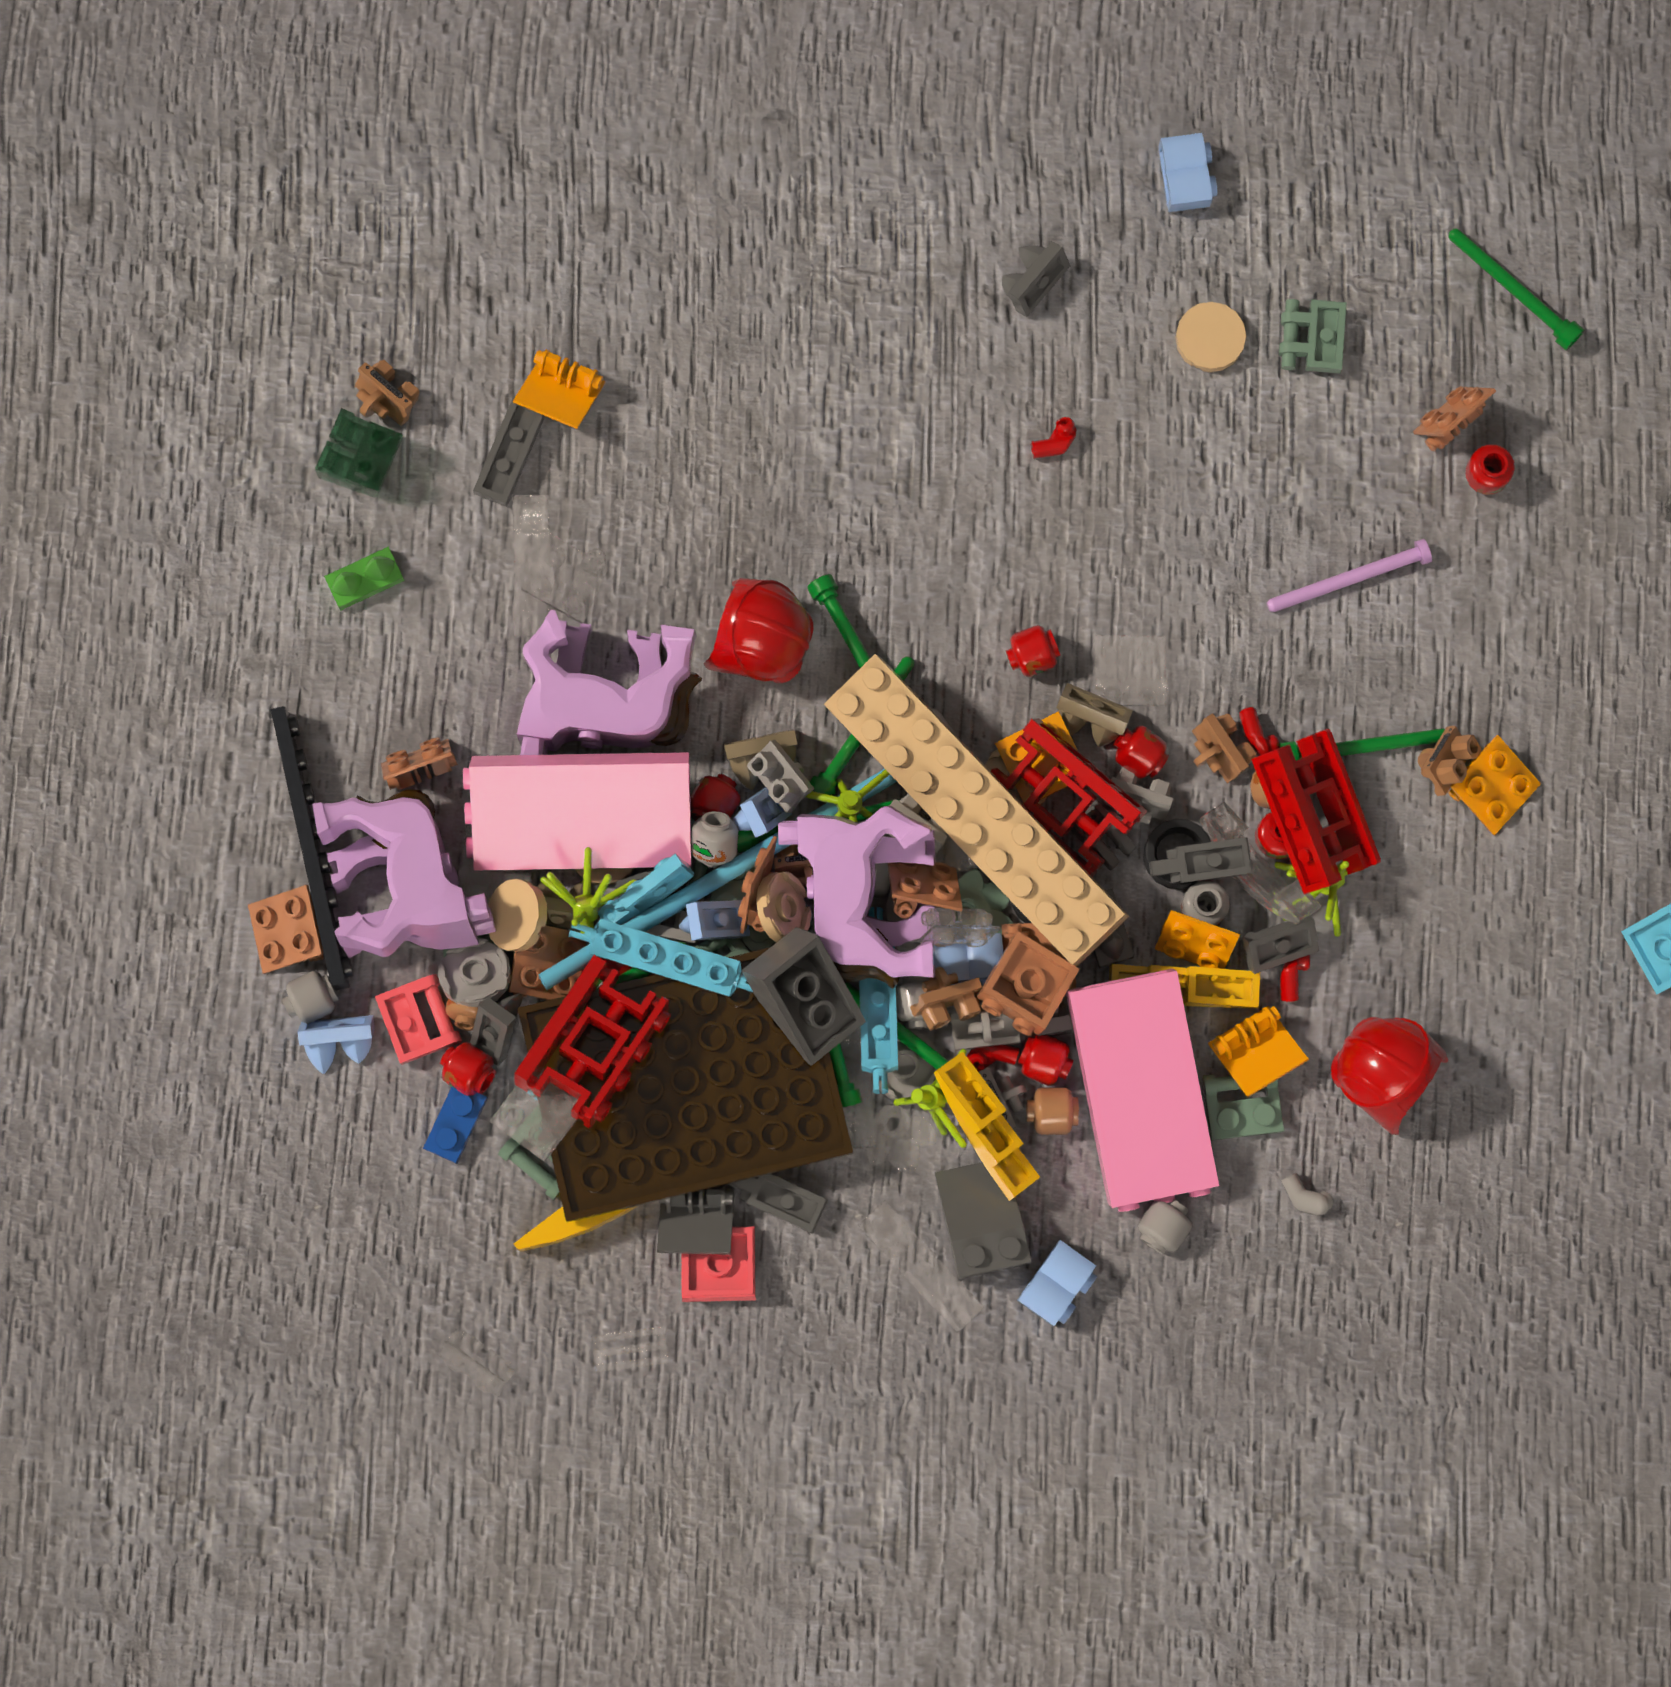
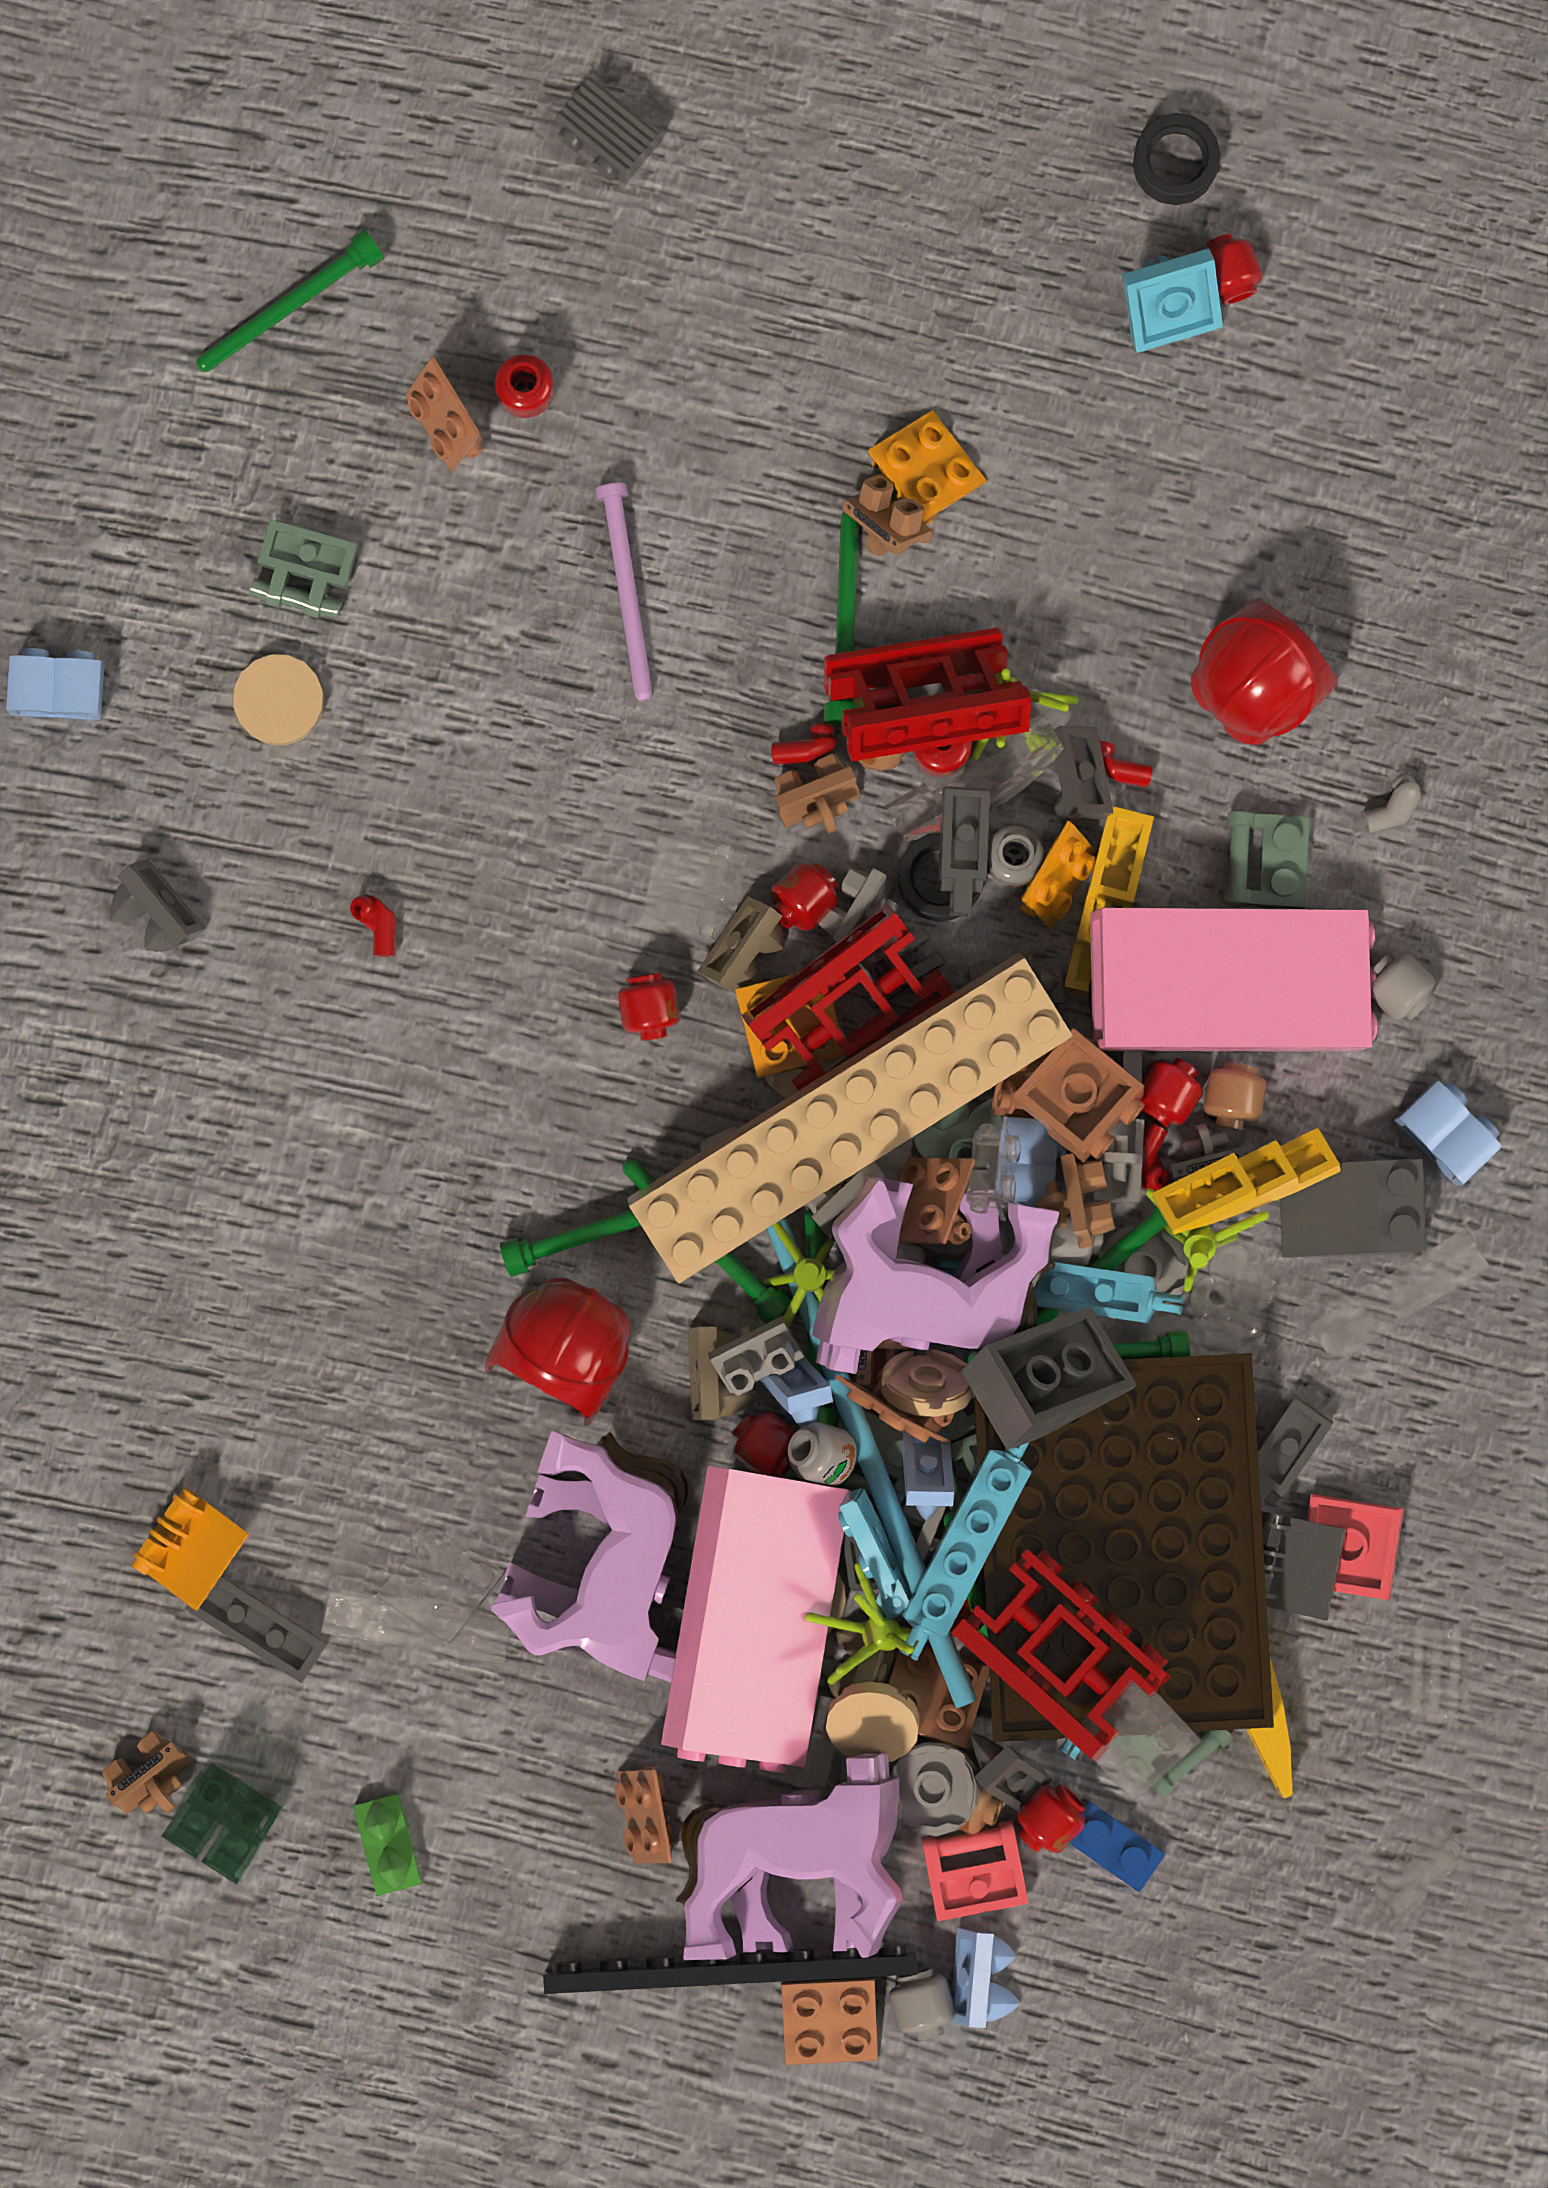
camera: 80 degrees left, 5 degrees up
(1258, 1051) = (1207, 828): light orange hinge -> none

